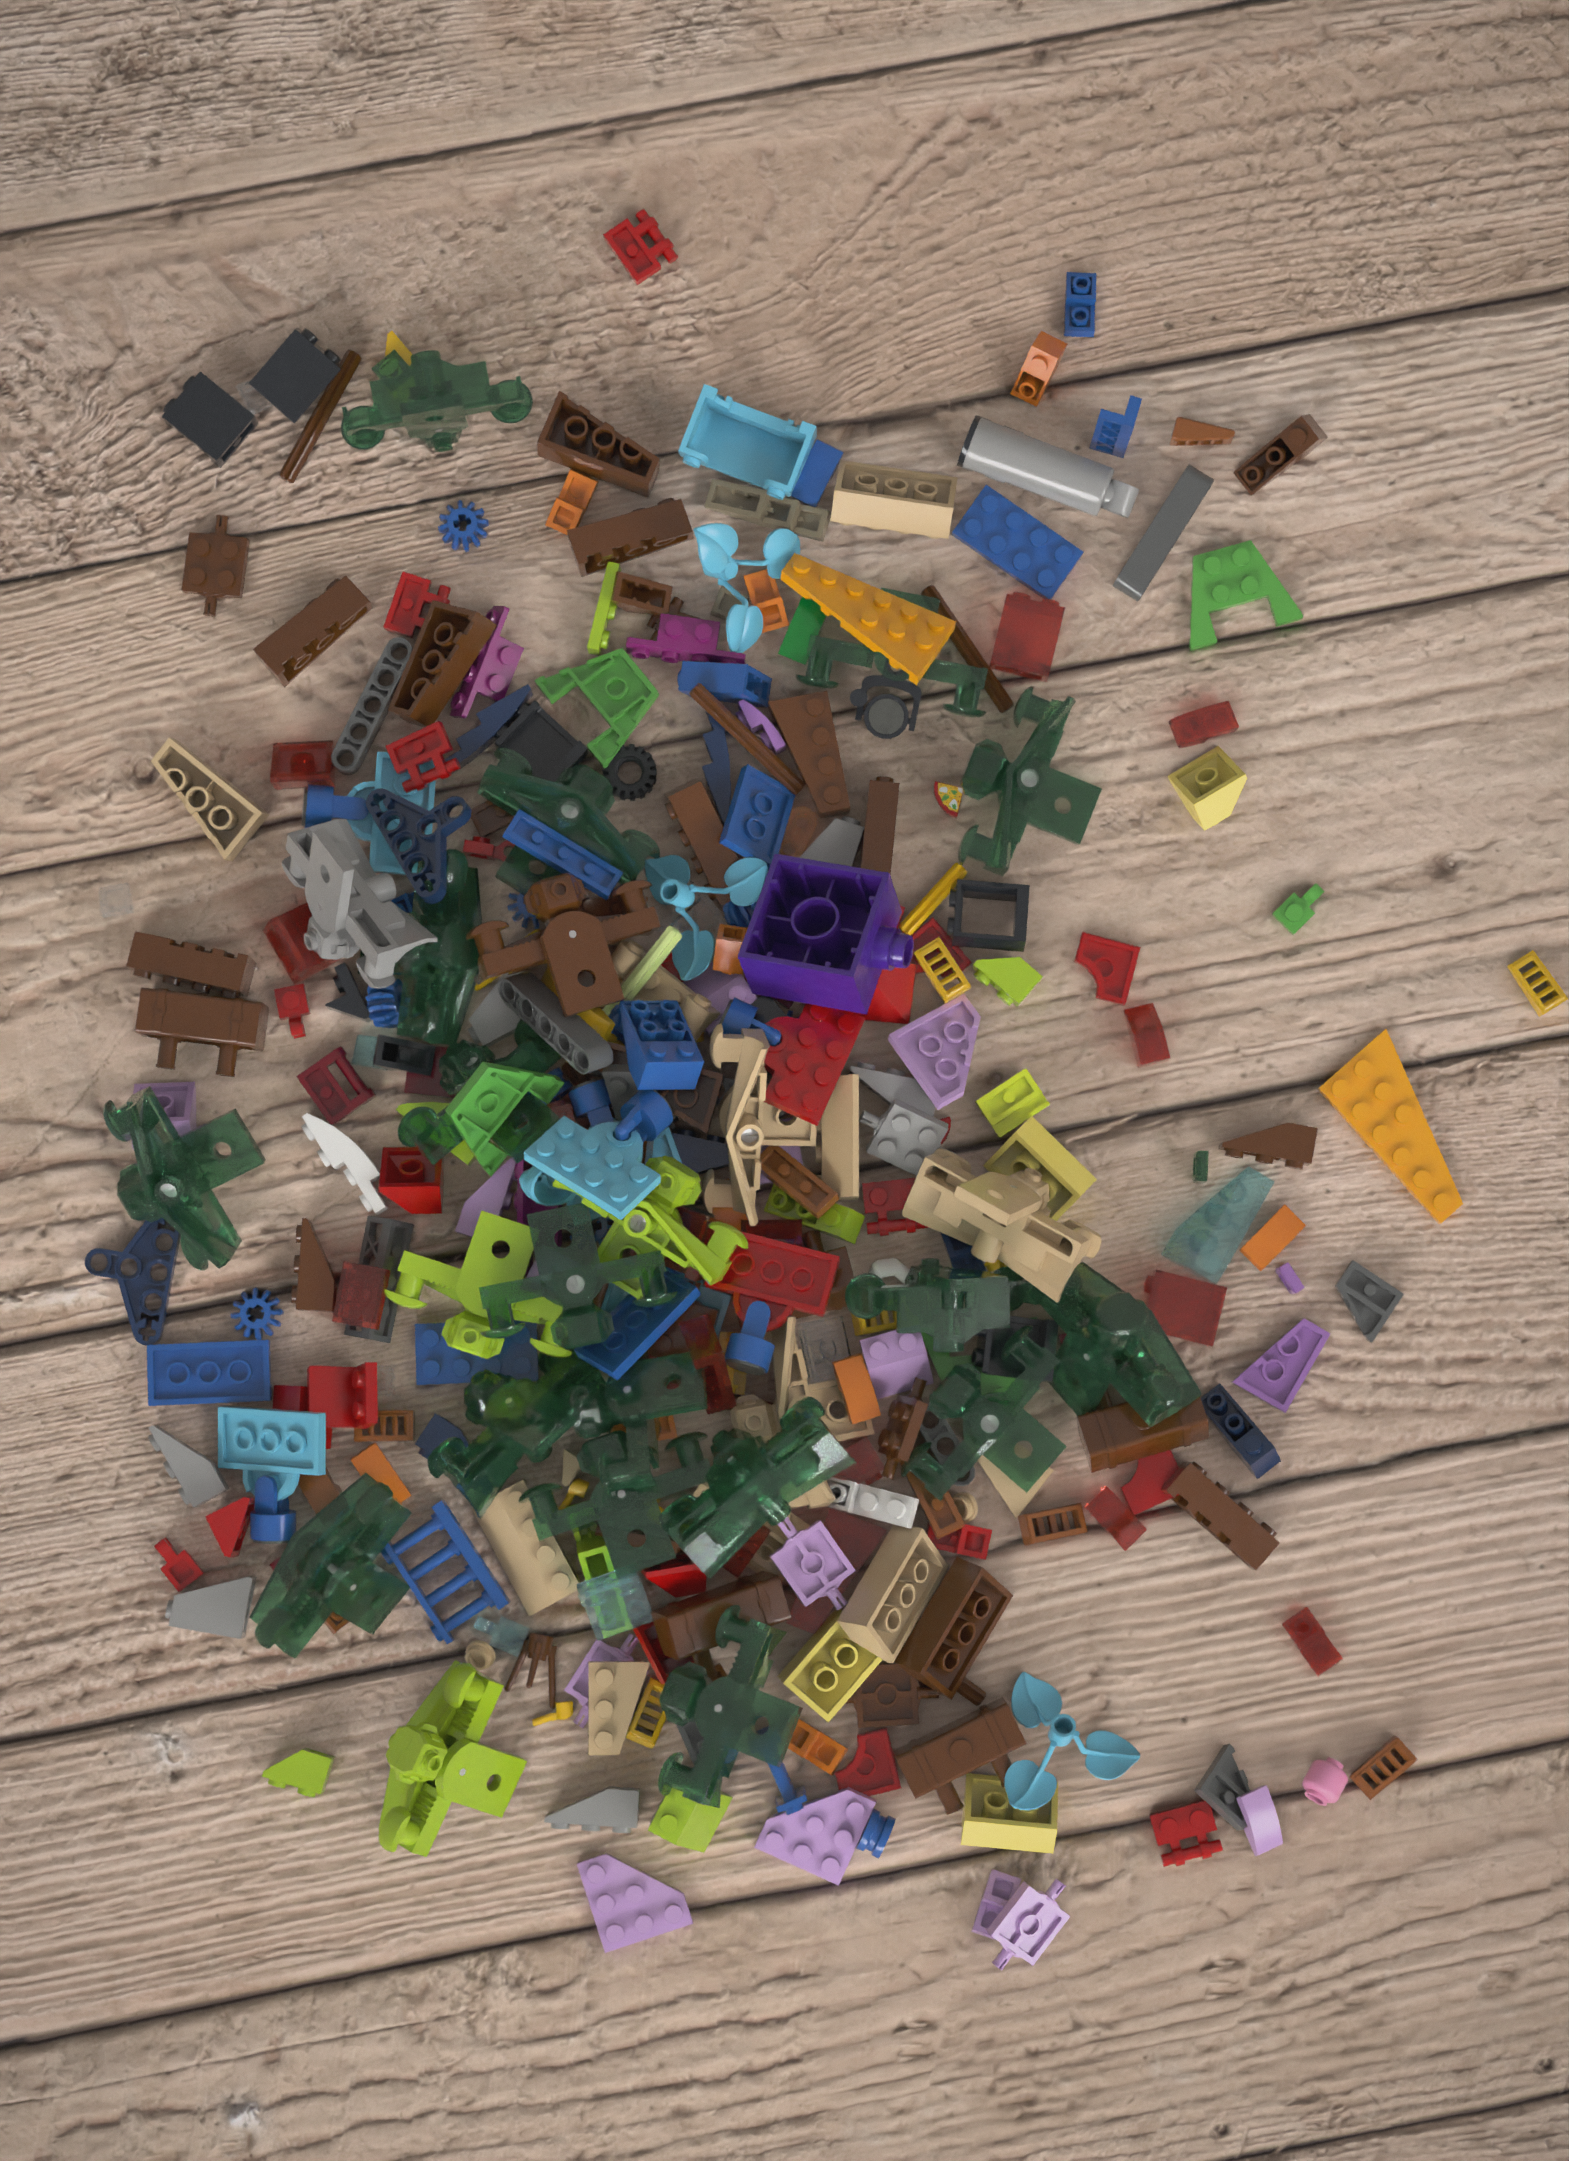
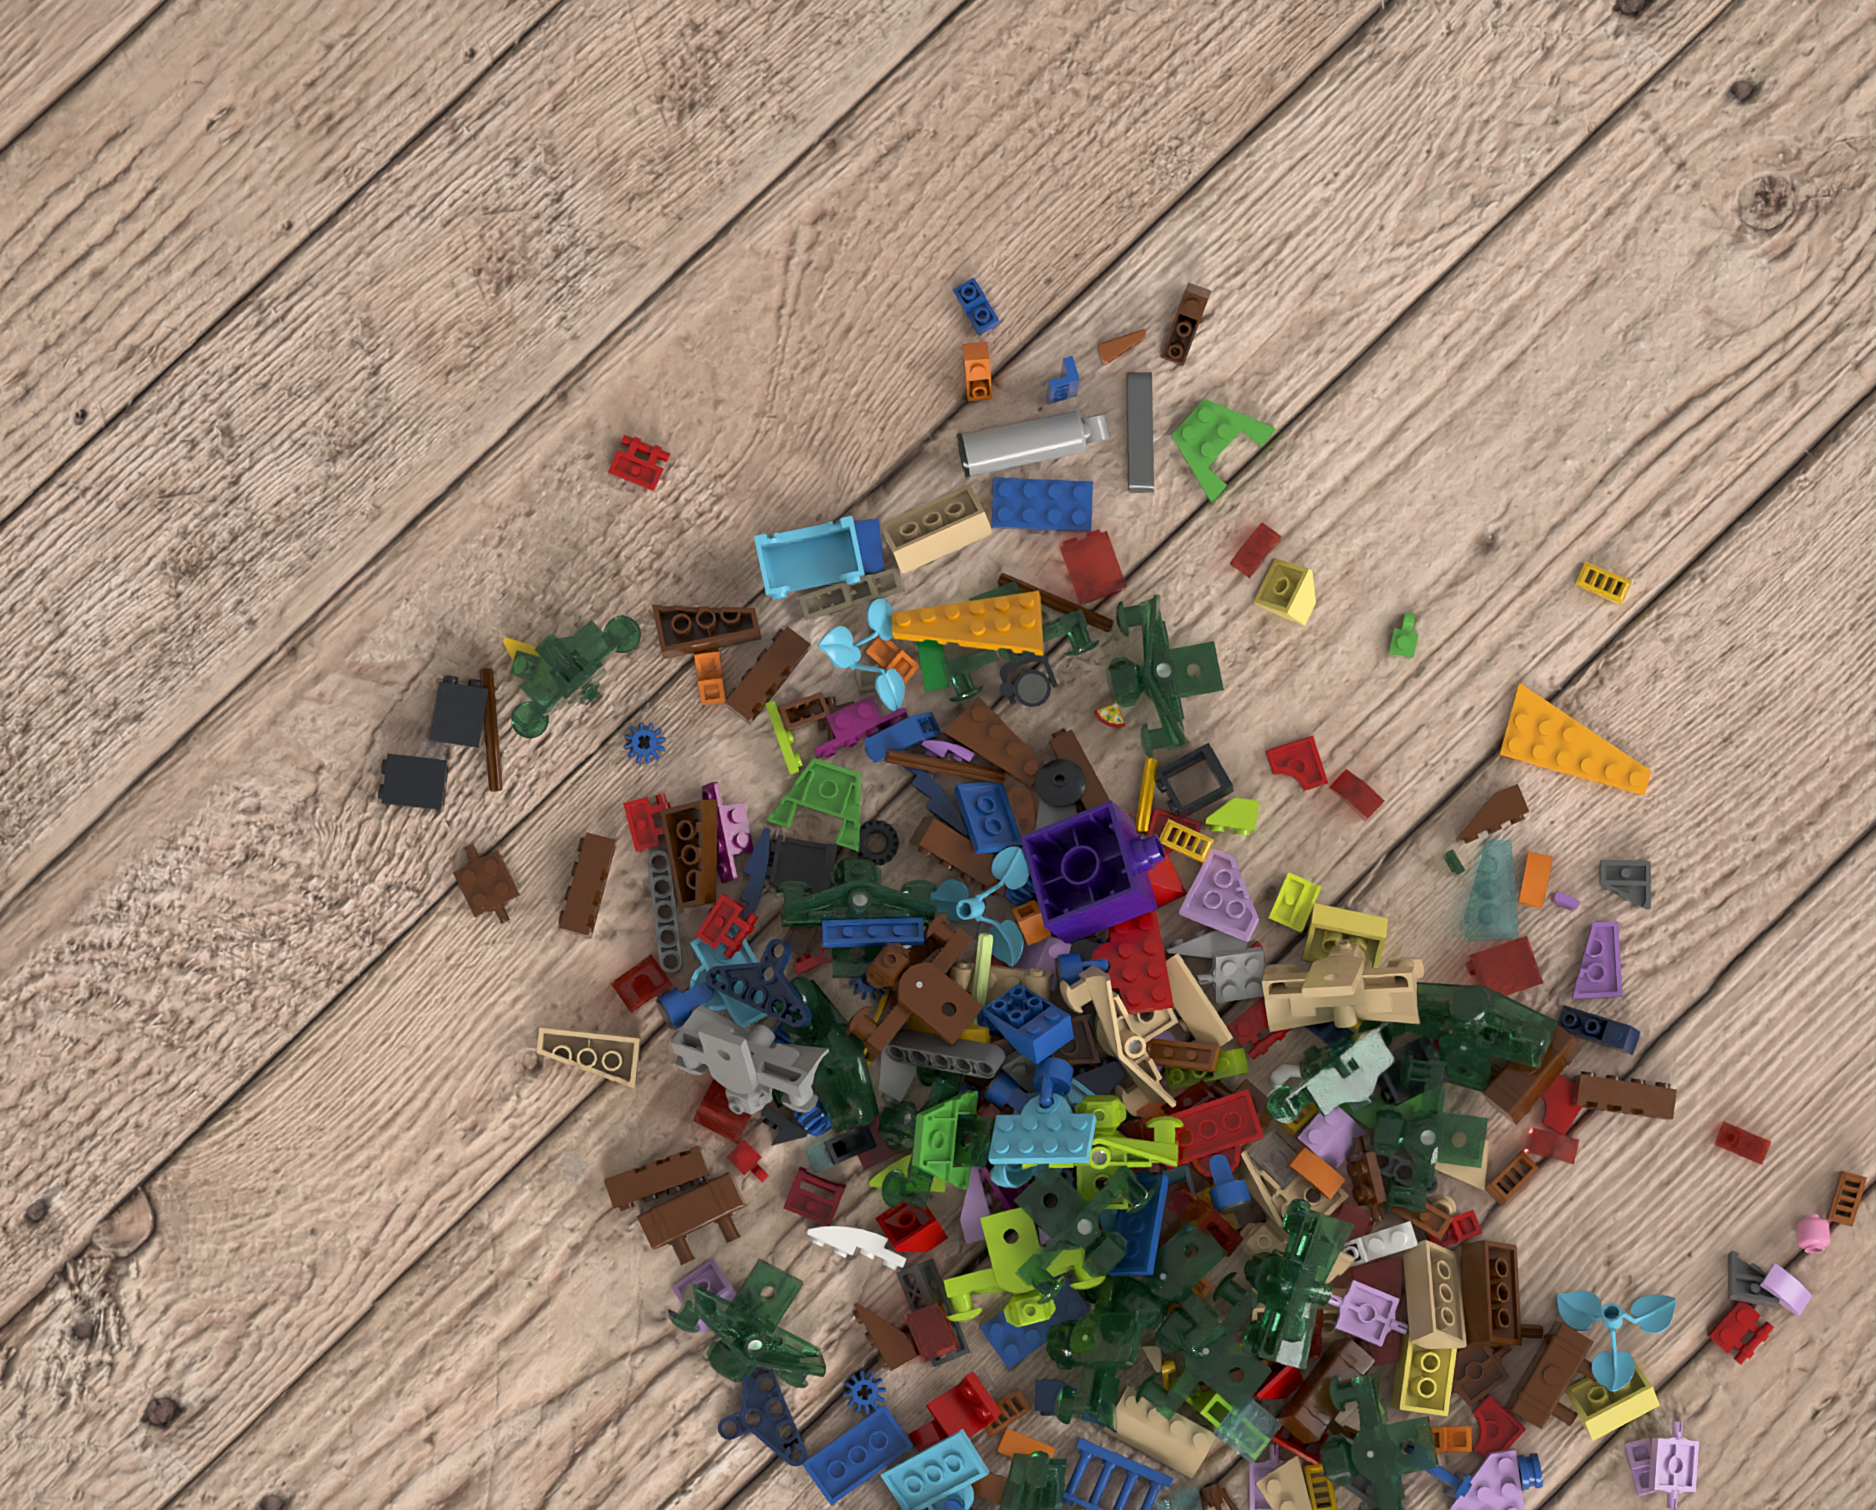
camera: 35 degrees left, 0 degrees up
(847, 839) = (1063, 793): none -> black dish

